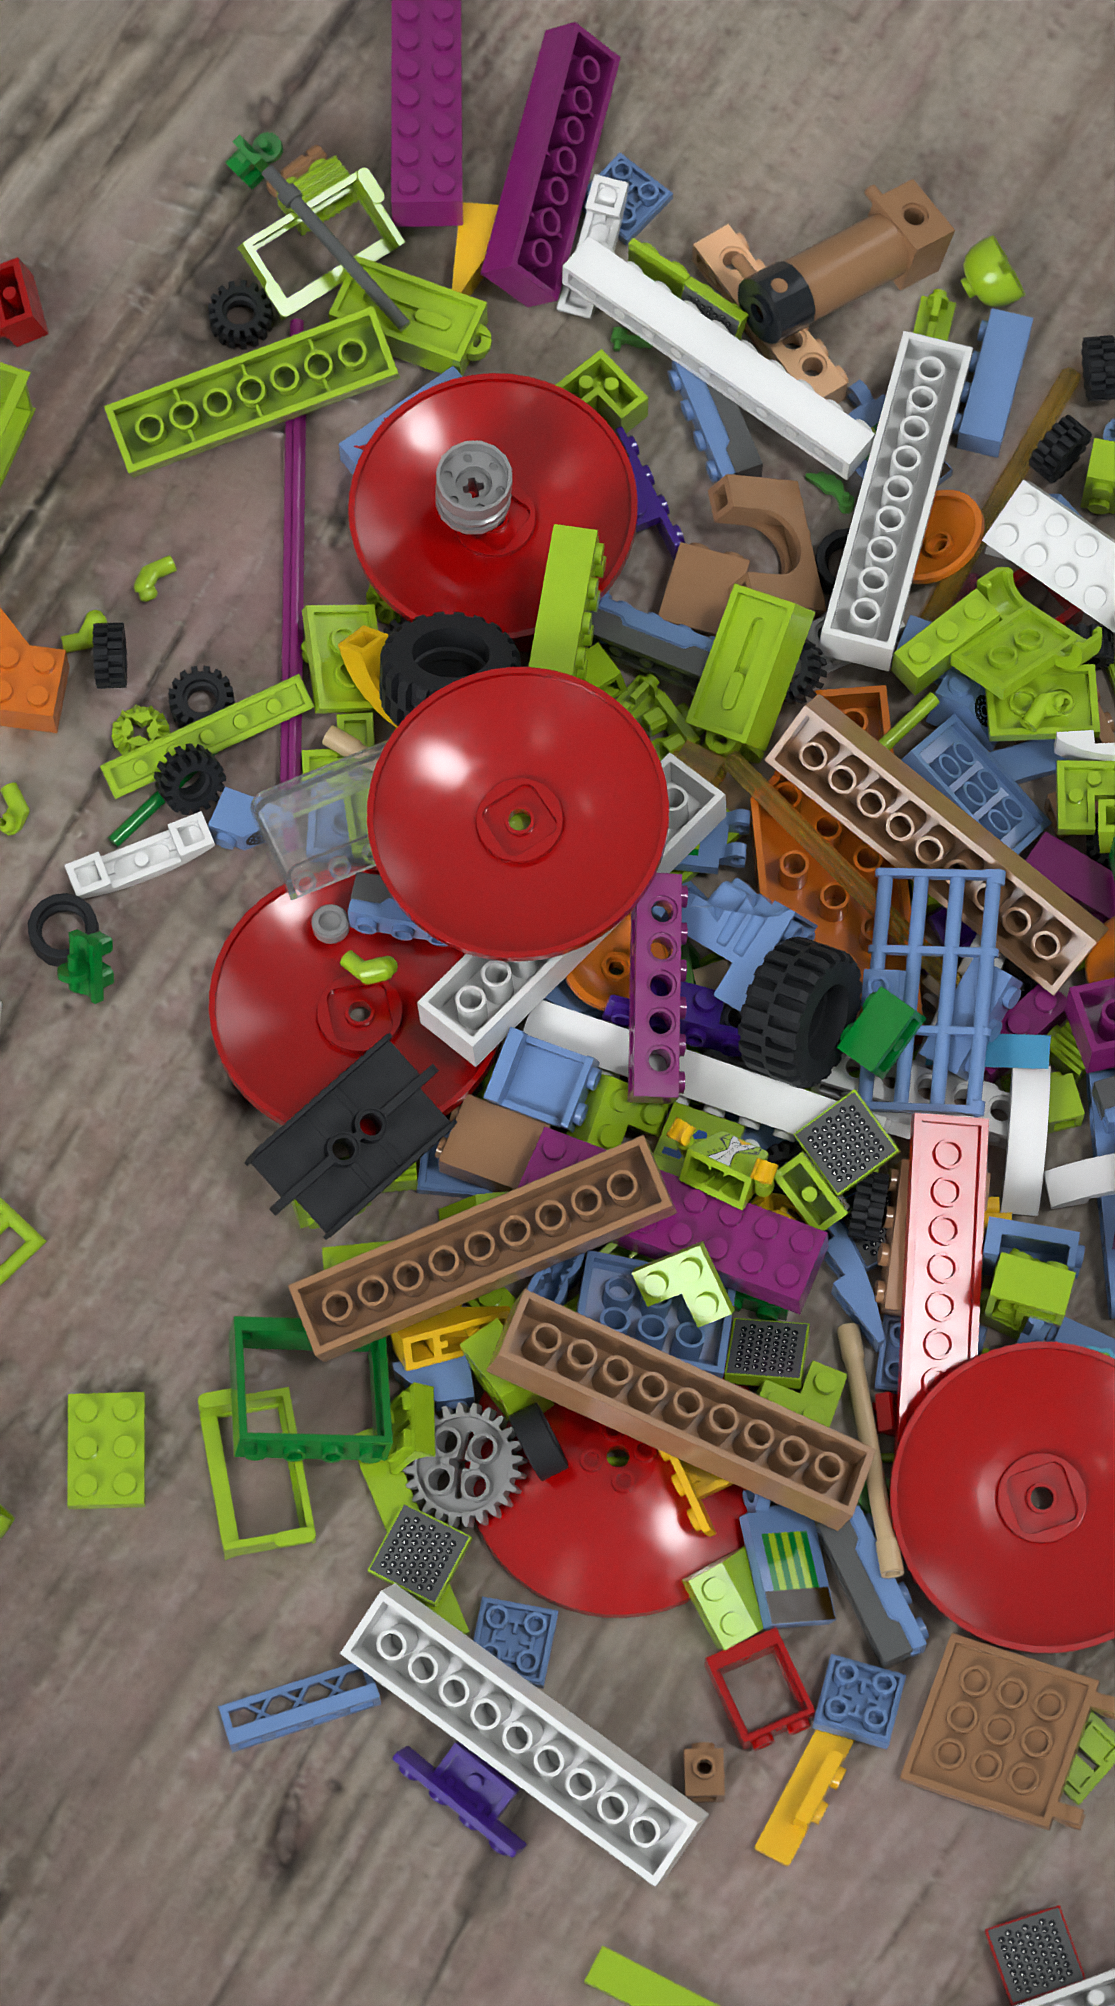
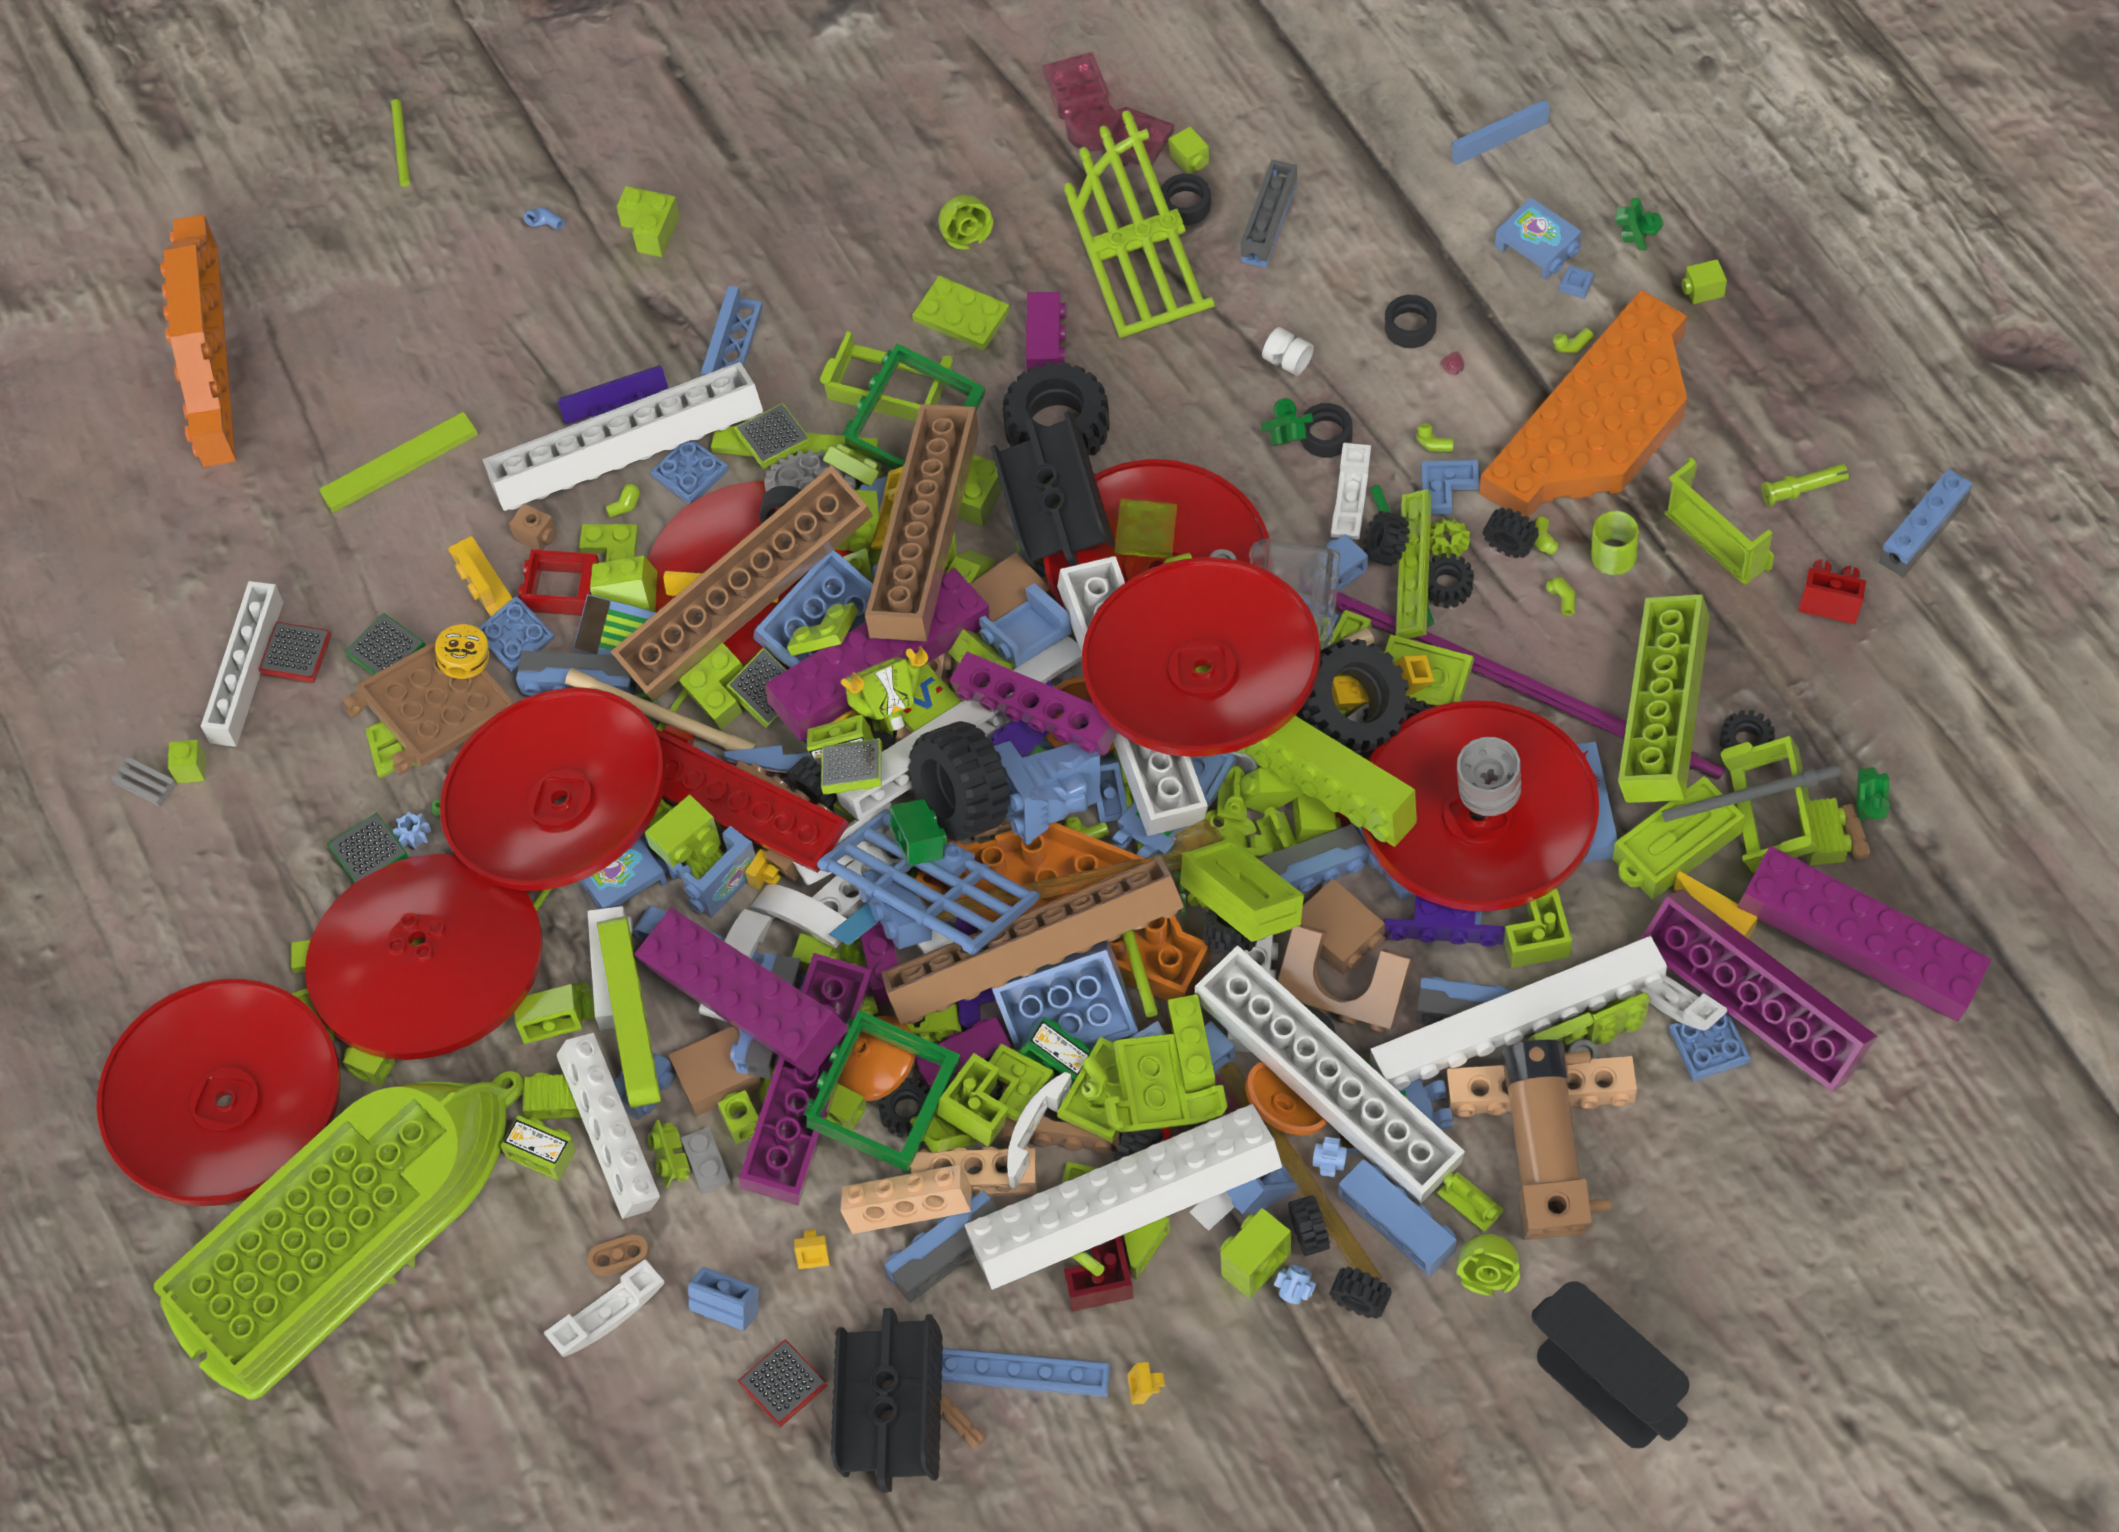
camera: 125 degrees right, 10 degrees down
(60, 521) = (1603, 553): none -> lime piece
(64, 774) = (1444, 476): none -> medium blue plate
(91, 1324) = (1045, 329): none -> magenta brick
(161, 1920) = (651, 217): none -> lime brick
(202, 1188) = (1057, 386): none -> black tyre
(332, 1025) = (1145, 528): none -> clear neon green plate
(600, 1687) = (626, 503): none -> lime arm
(659, 1666) = (614, 540): none -> lime plate
(734, 789) = (1177, 875): none -> bright green piece
(927, 1733) = (462, 651): none -> yellow head
(966, 1847) = (383, 645): none -> tile
(969, 473) = (1329, 1157): none -> light blue gear
(1031, 776) = (1054, 1048): none -> brick
(1046, 103) = (1610, 1367): none -> black piece

